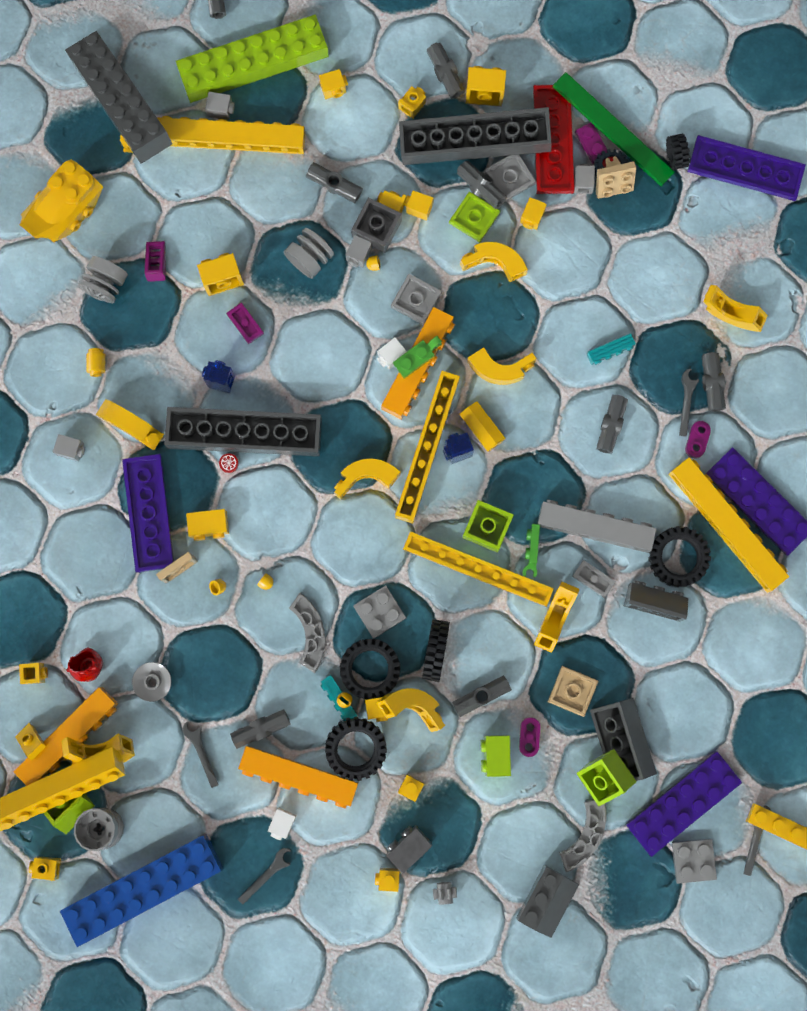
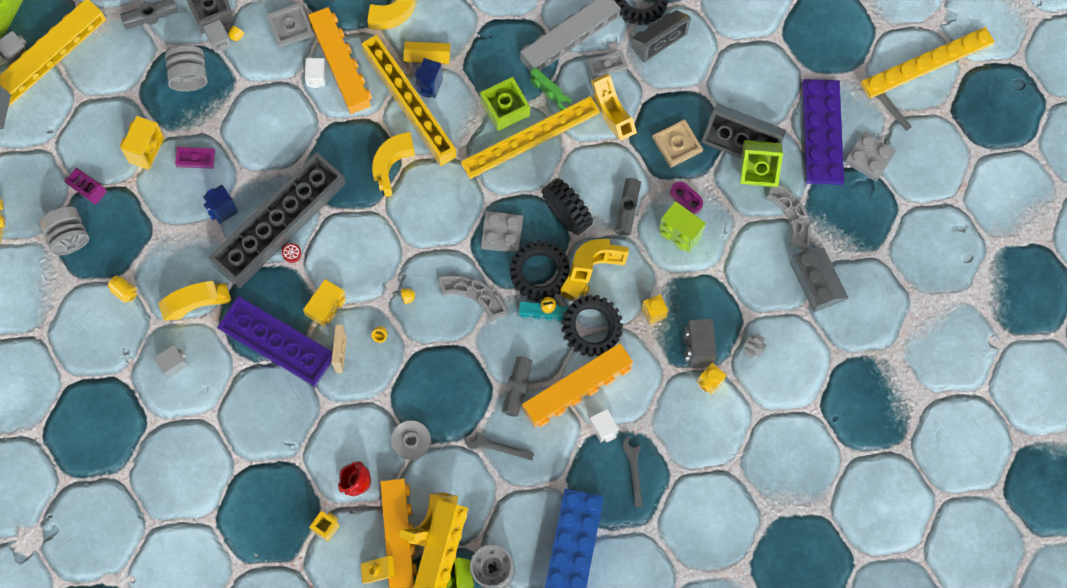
camera: 55 degrees left, 10 degrees down
(416, 357) = (335, 53): bright green plate -> none

